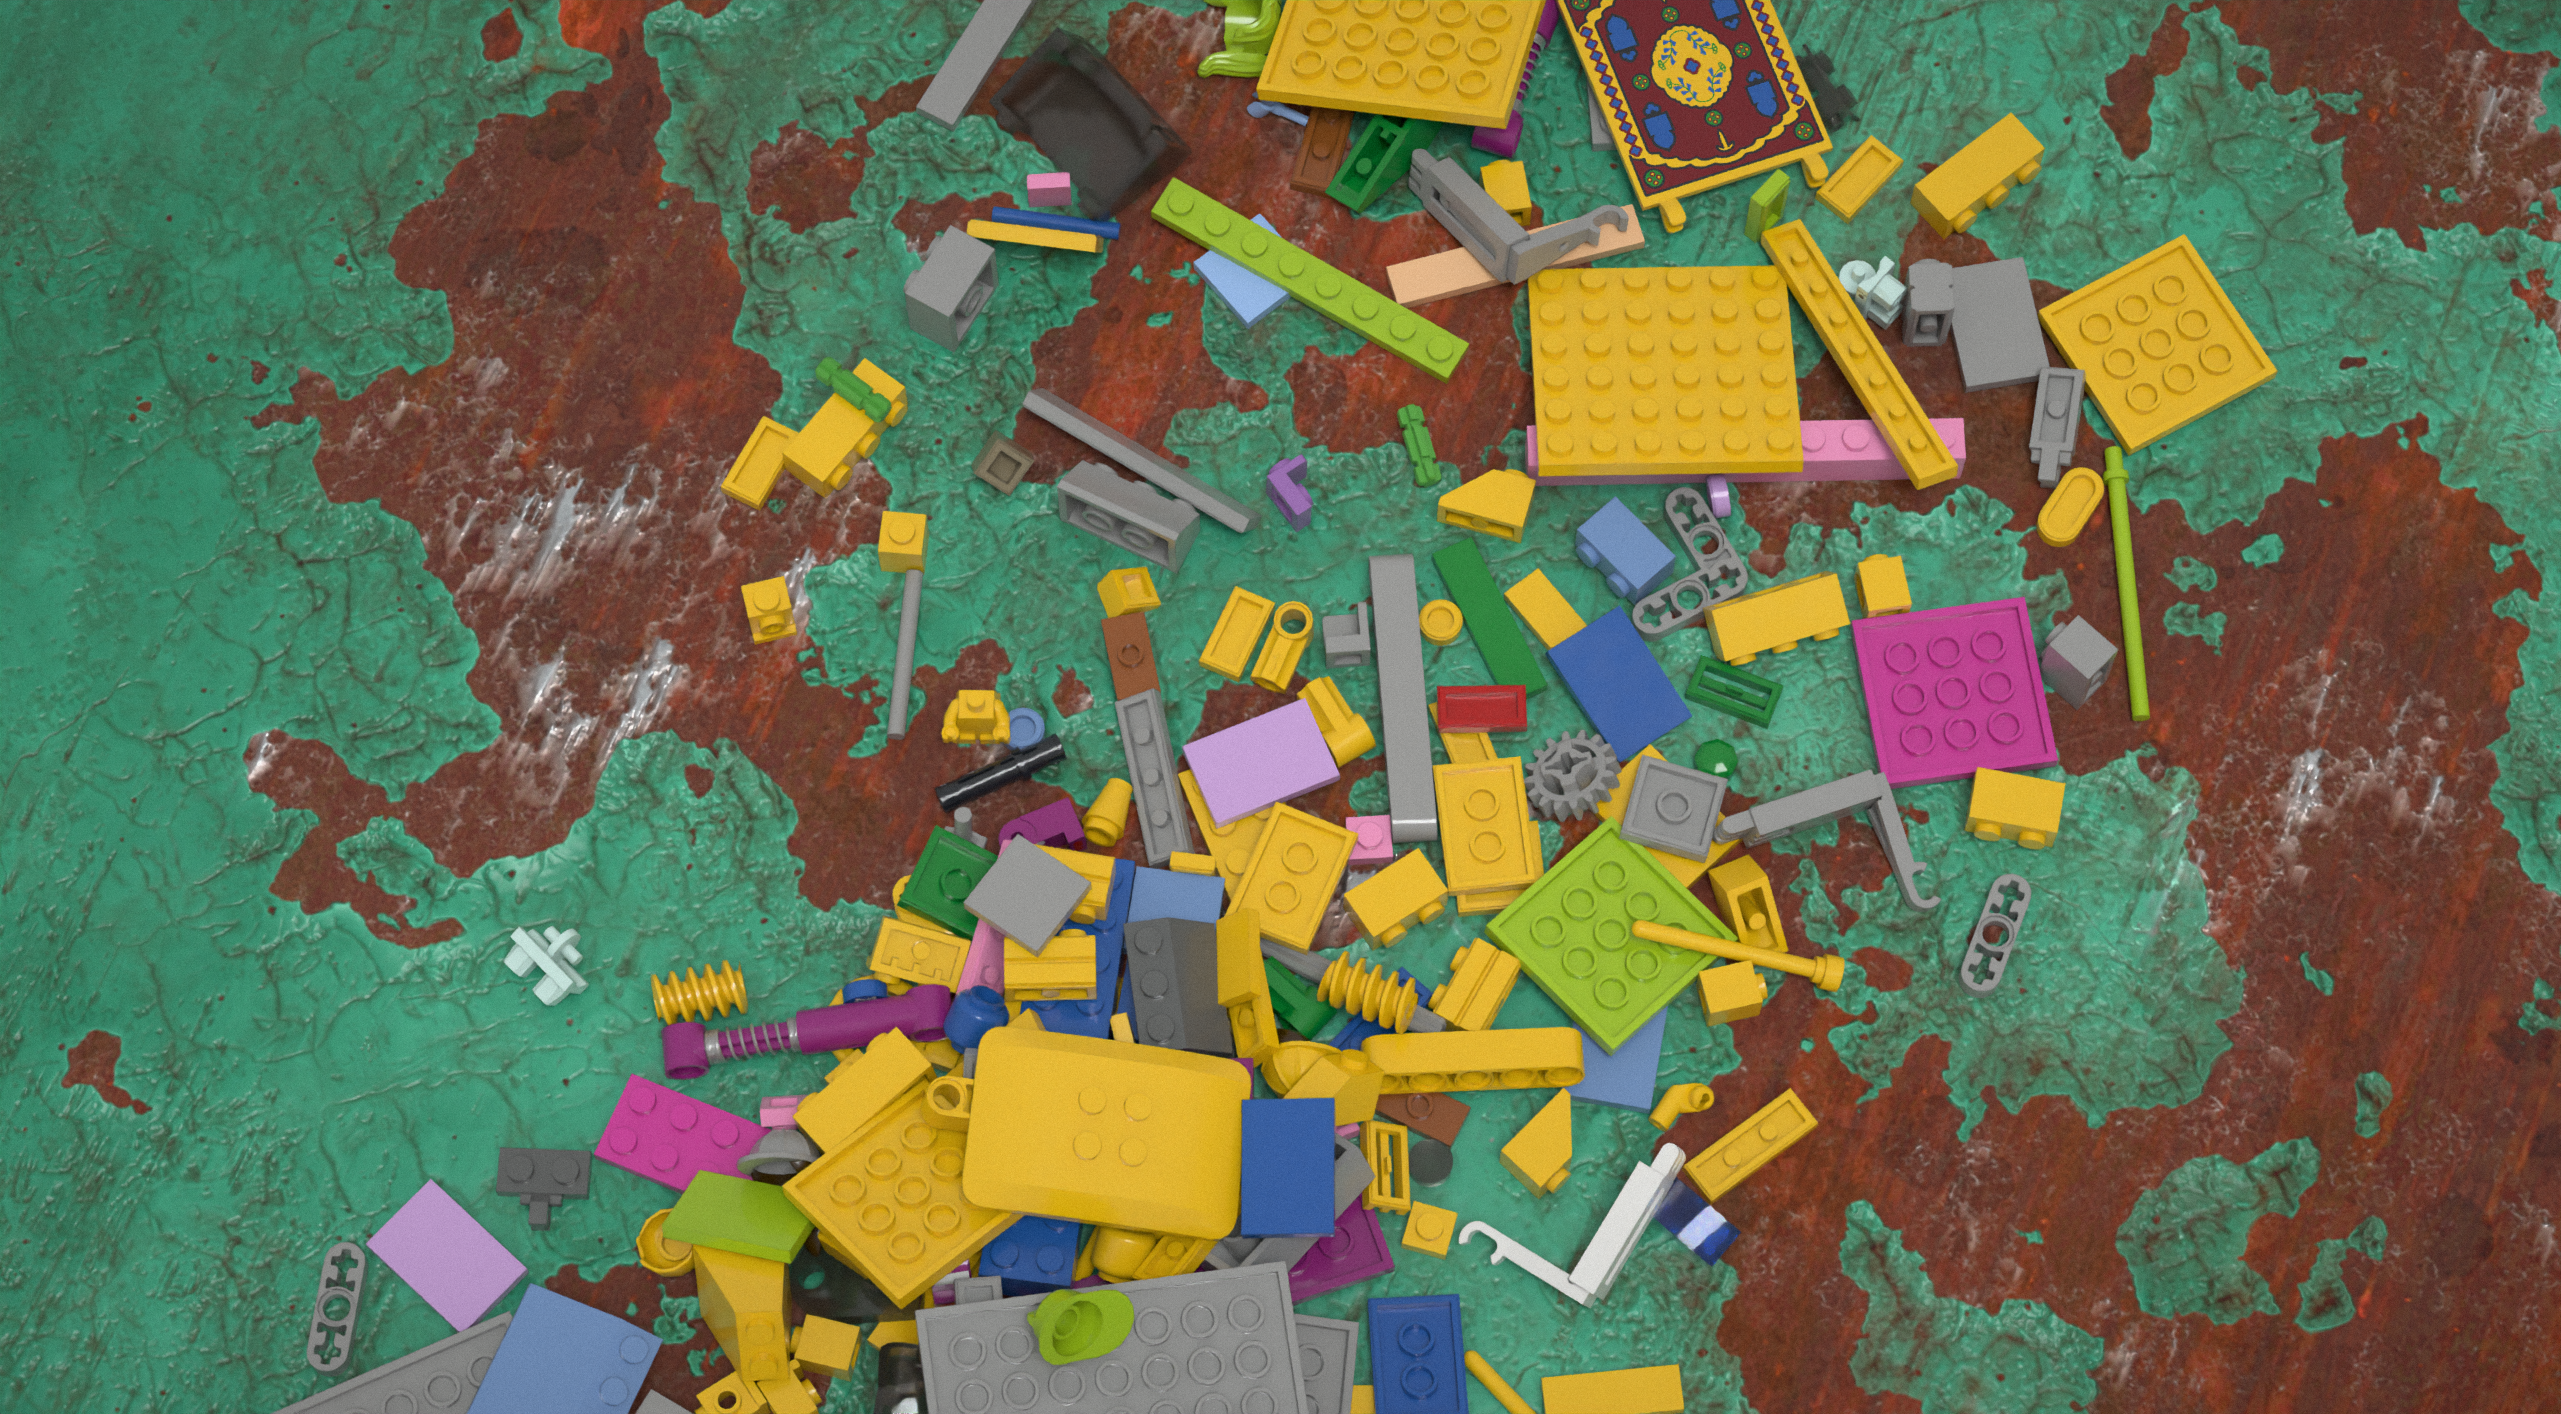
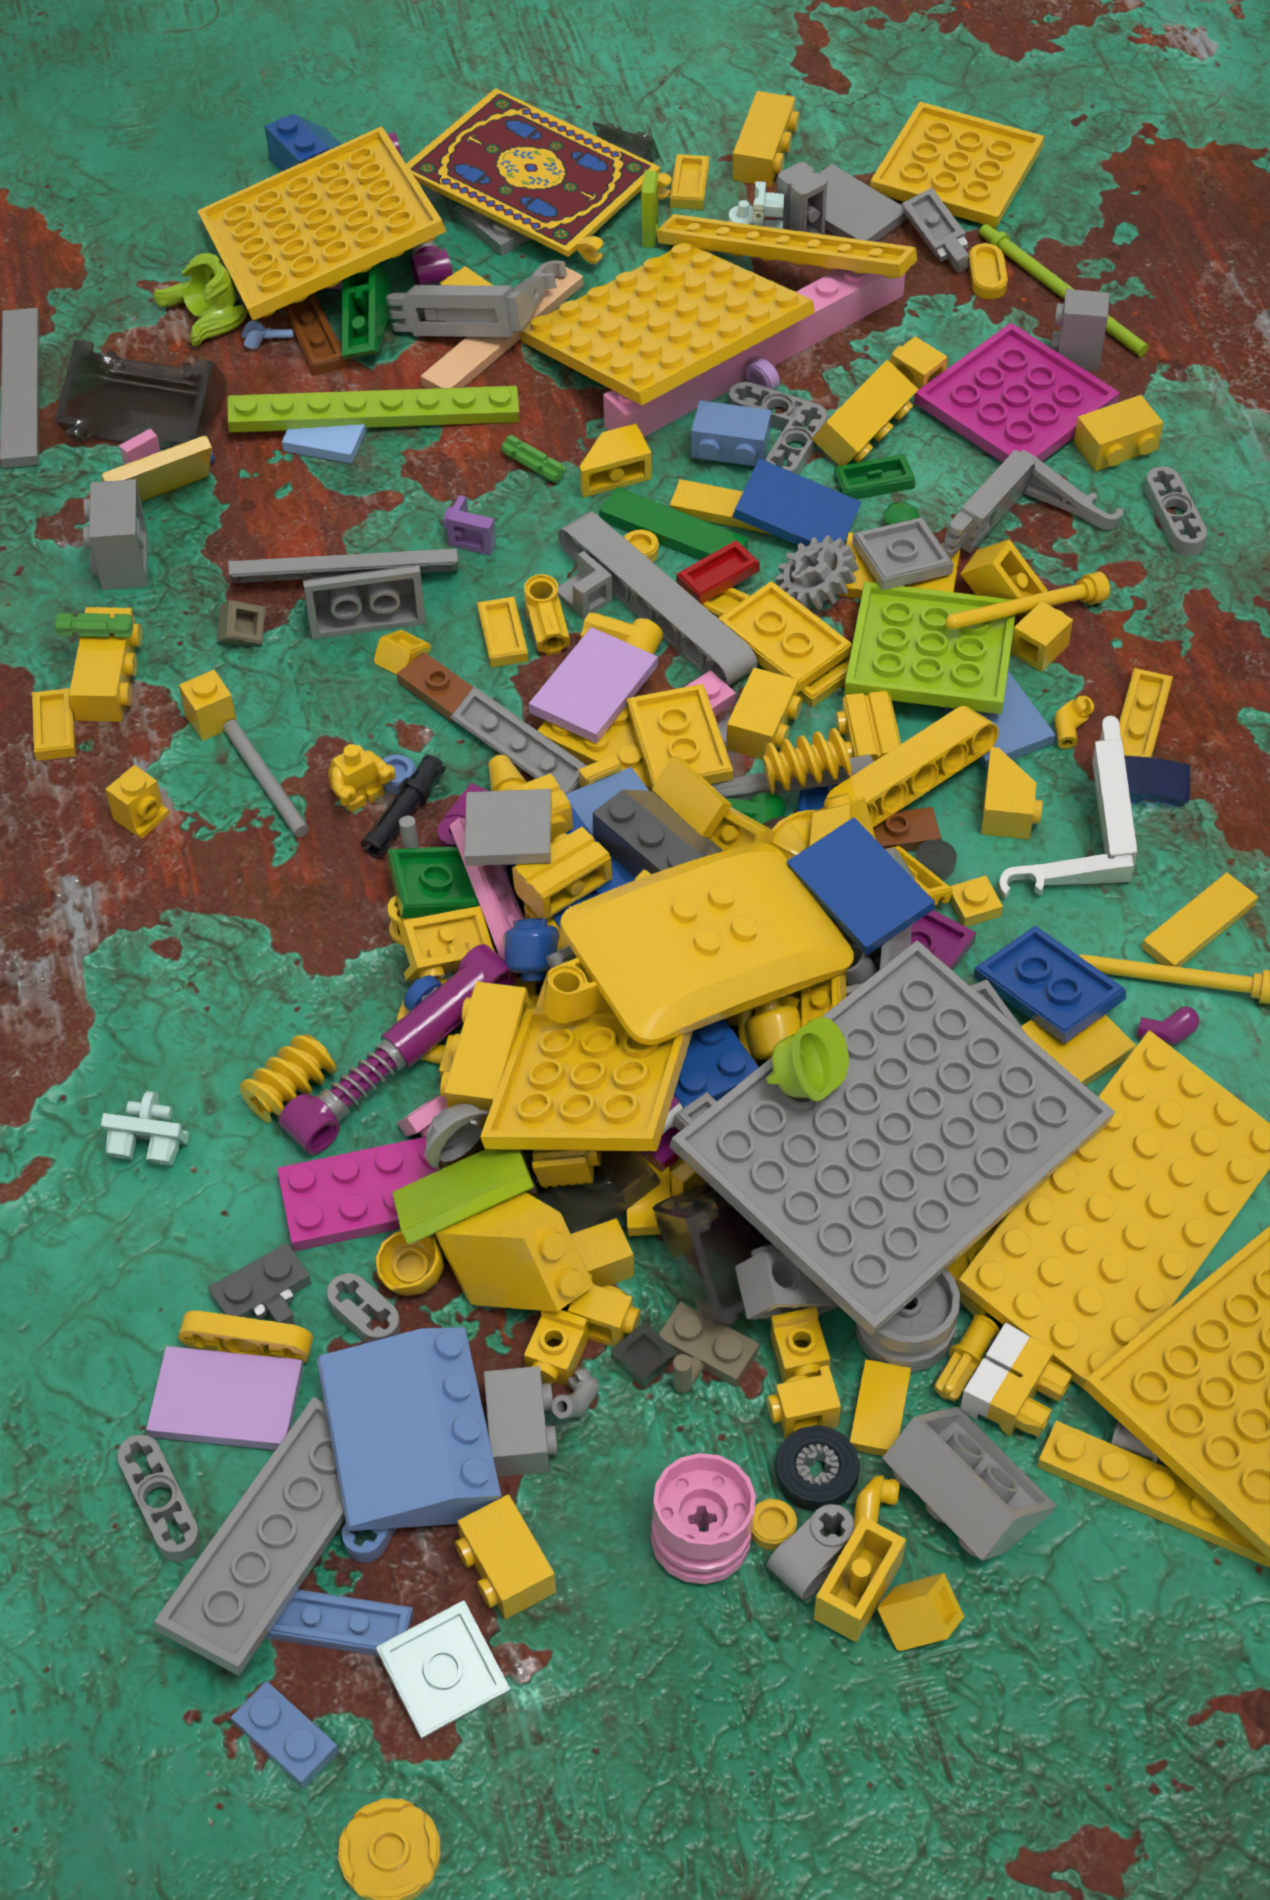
camera: 35 degrees left, 15 degrees down
(497, 1216) = (244, 1335): none -> yellow beam
(598, 1258) = (369, 1302): none -> light grey beam

